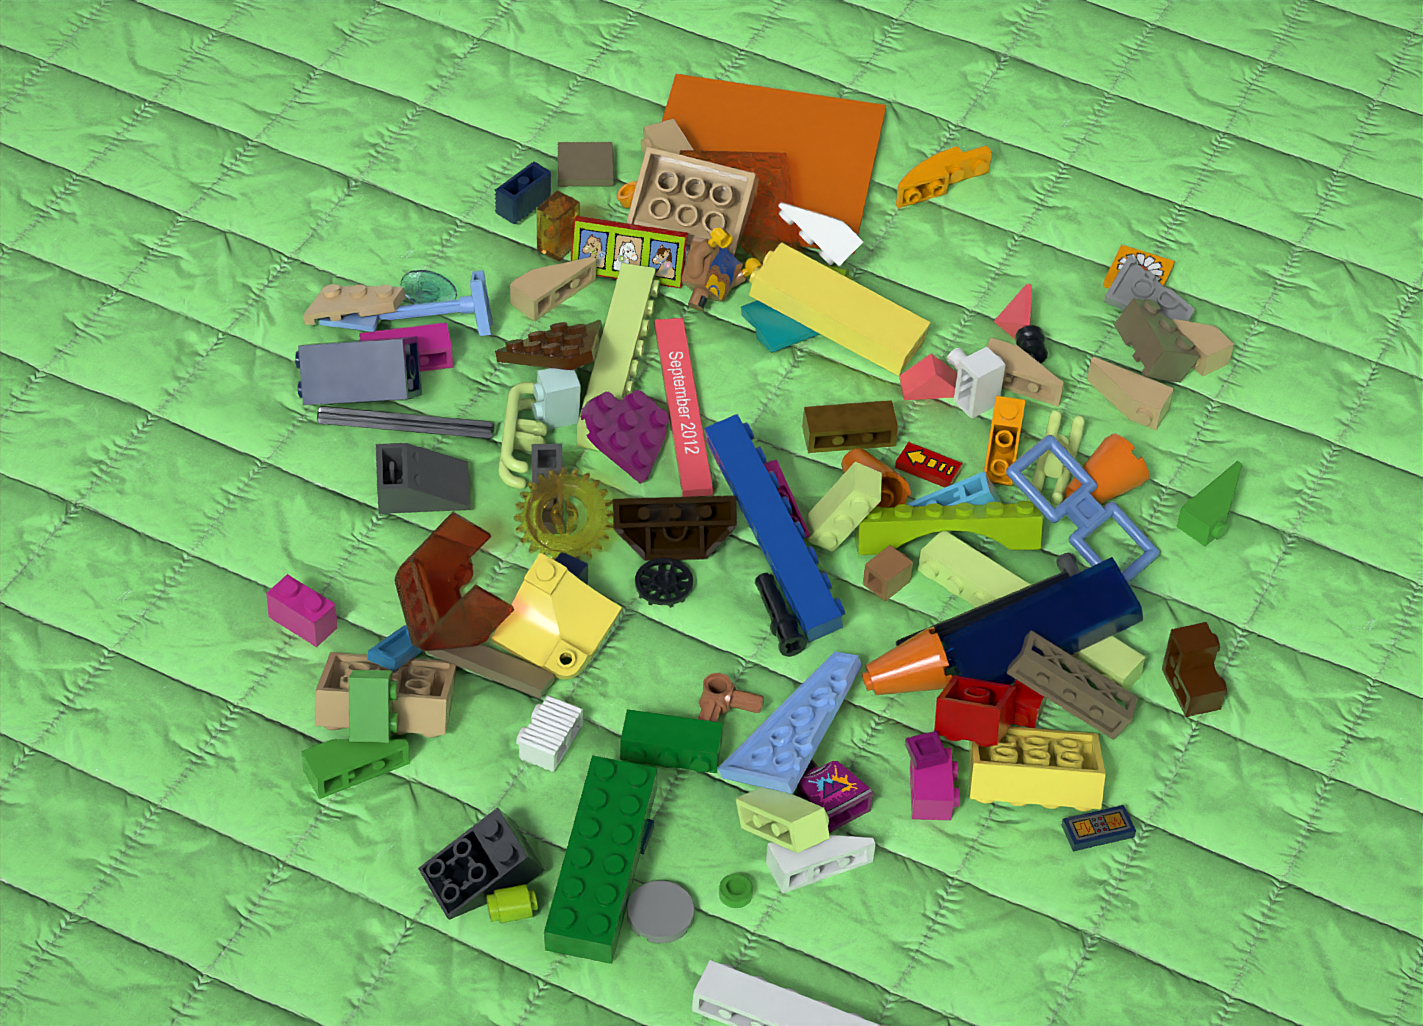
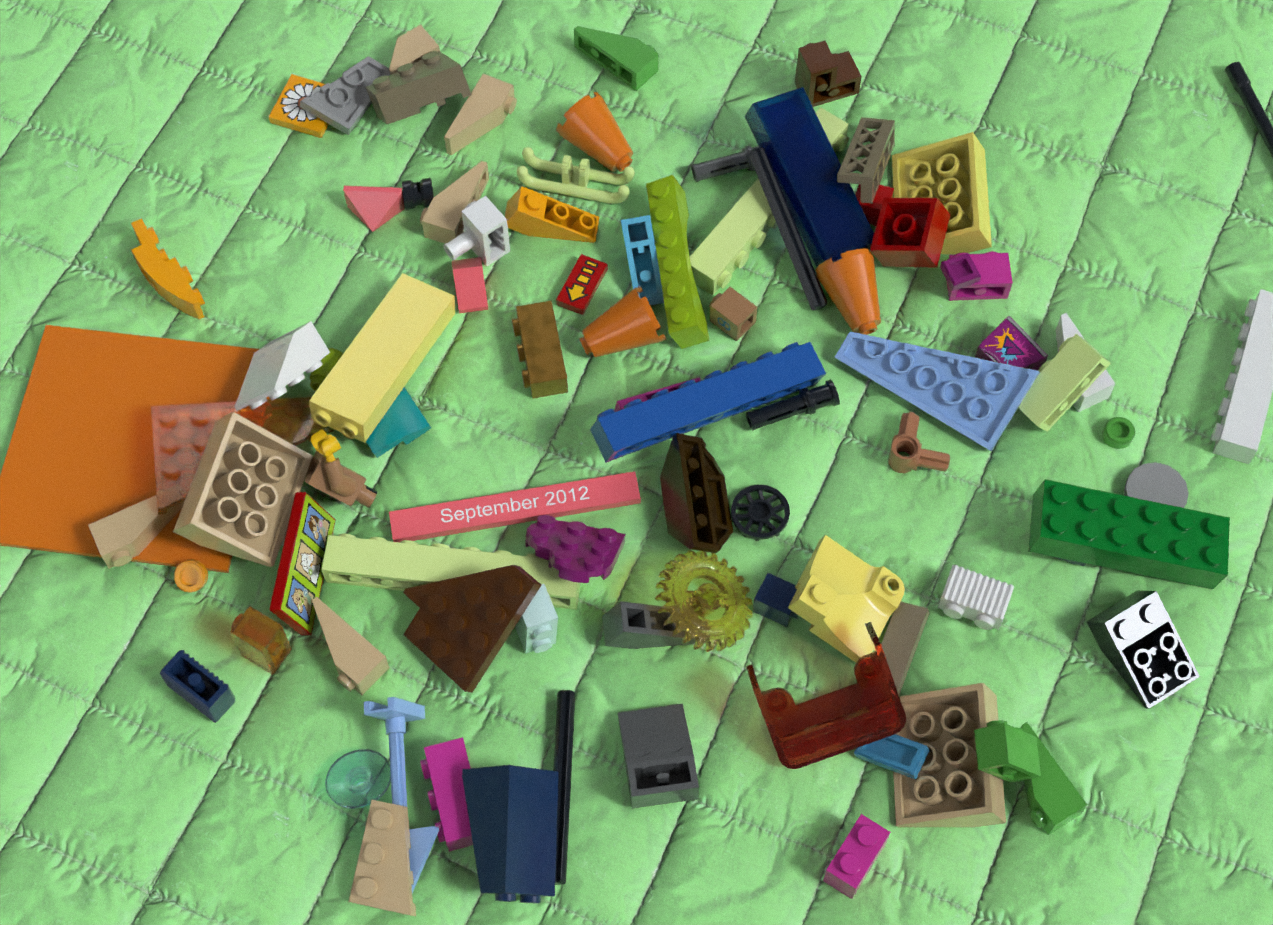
camera: 90 degrees left, 15 degrees up
(511, 904) = (1183, 615): lime brick -> none
(518, 435) = (579, 669): yellowish green piece -> none
(585, 164) = (132, 630): dark tan tile -> none
(671, 741) = (969, 490): green brick -> none
(844, 506) = (682, 336): yellowish green brick -> none
(1080, 506) = (654, 148): medium blue bar -> none
(1098, 828) = (999, 159): tile -> none

